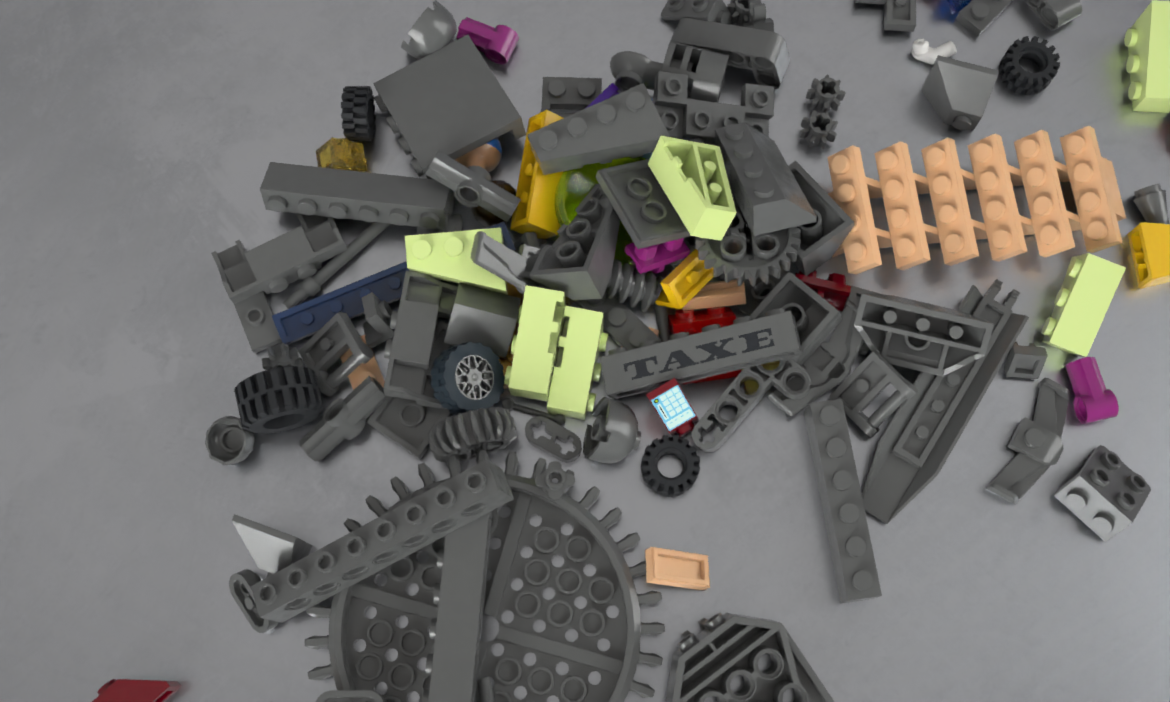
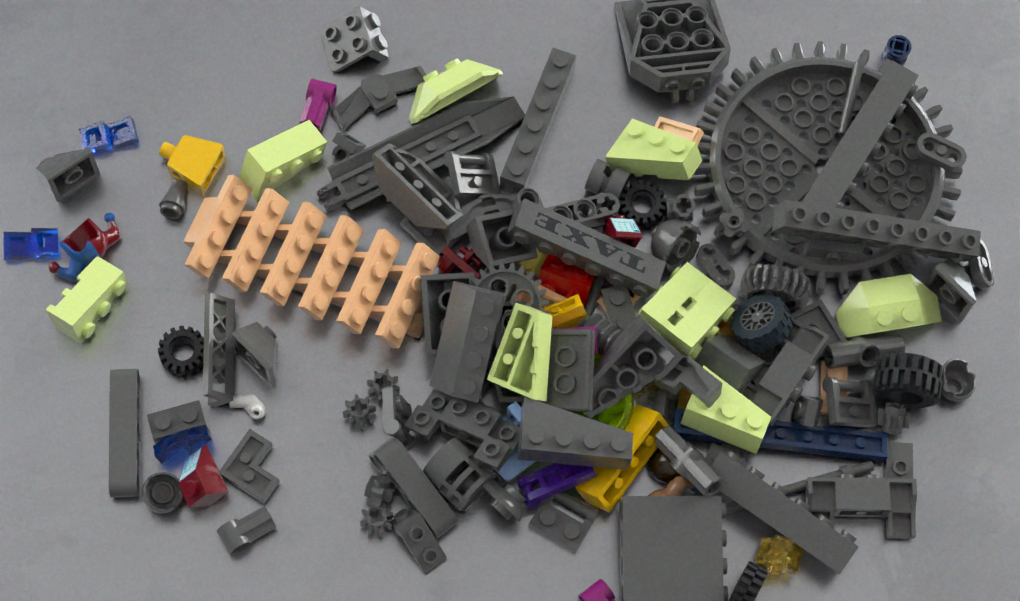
camera: 160 degrees left, 5 degrees down
(335, 484) = (887, 306): none -> yellowish green wedge
(624, 473) = (680, 208): none -> dark grey piece
(692, 525) = (654, 152): none -> yellowish green wedge
(712, 473) = (606, 180): none -> dark grey wheel
(795, 97) = (395, 415): none -> dark grey plate
(964, 490) = (449, 85): none -> yellowish green wedge
(1002, 93) = (218, 349): none -> dark grey fence

